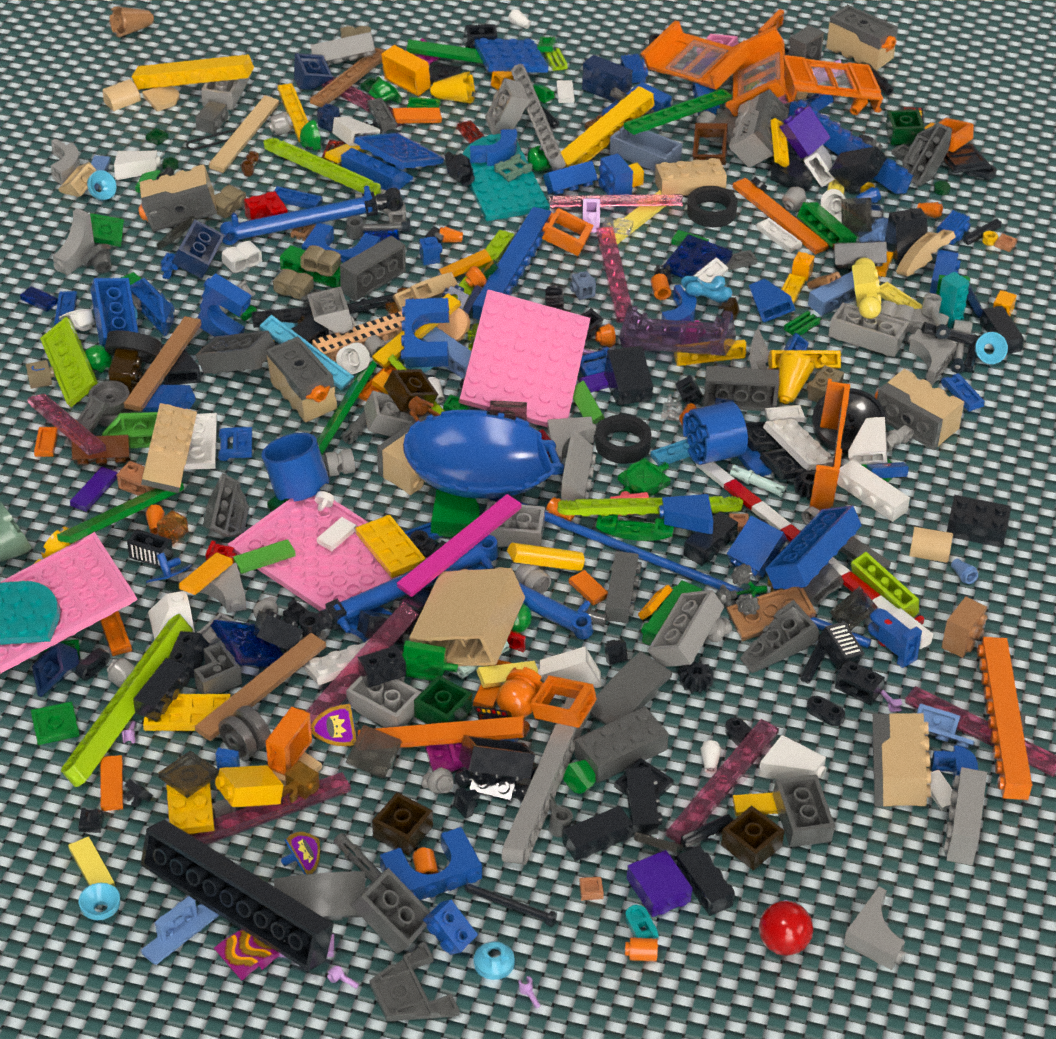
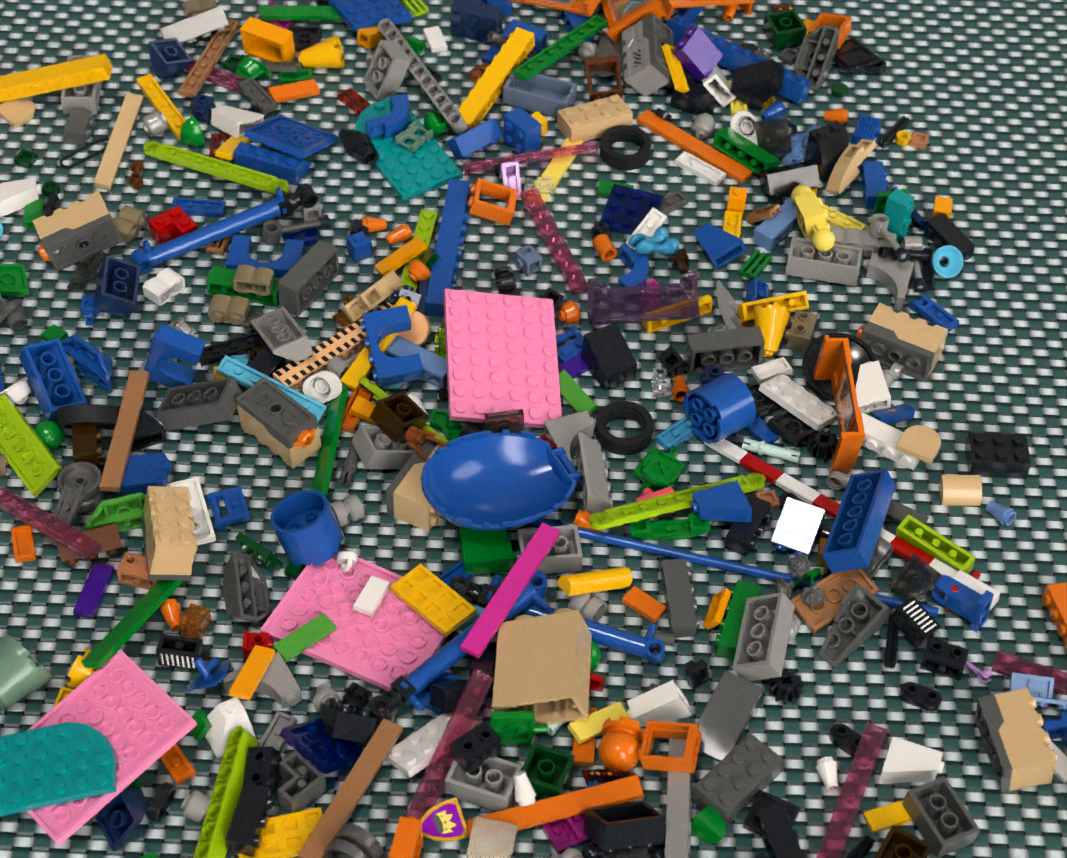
camera: 15 degrees left, 5 degrees up
(147, 610) = (202, 727): none -> green tile
(247, 480) = (257, 551): none -> dark green plate
(354, 307) = (311, 321): black pin -> none
(415, 711) = (523, 789): none -> white cone
(418, 94) = (276, 66): none -> dark grey tile
(470, 247) = (400, 234): none -> orange cone
(902, 495) = (920, 443): none -> tan tile
(964, 627) = (1026, 578): medium nougat brick -> none

